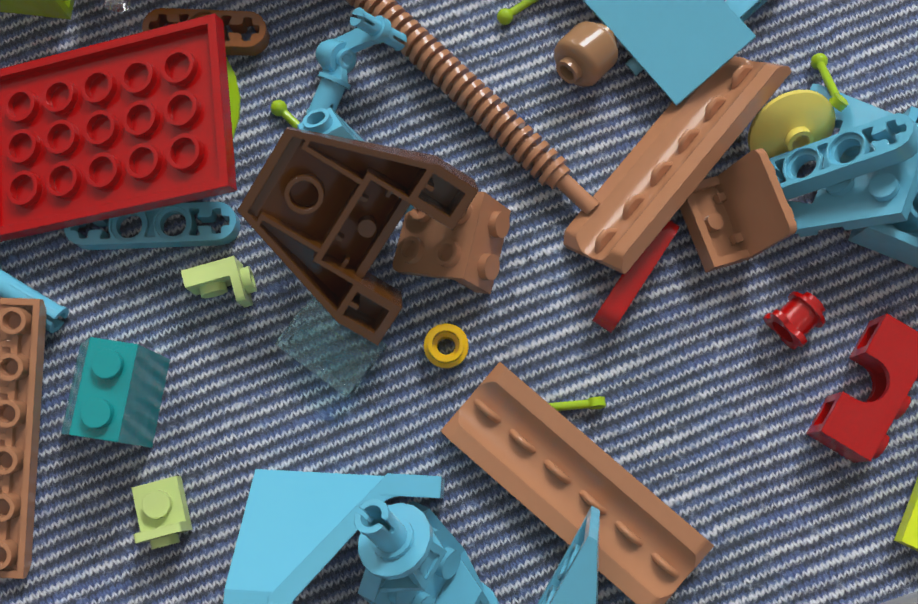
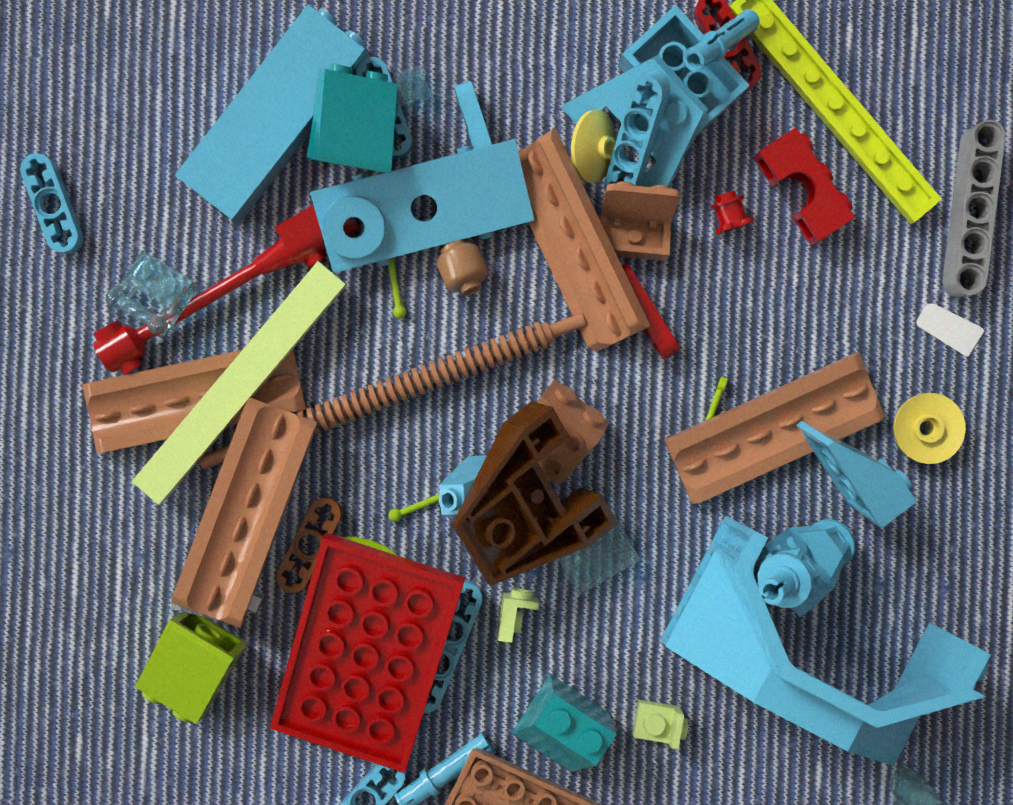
camera: 70 degrees left, 10 degrees up
(339, 55) = (381, 456): medium azure pin -> none
(442, 332) = (644, 472): yellow plate -> none
(819, 62) = (590, 103): lime hinge -> none

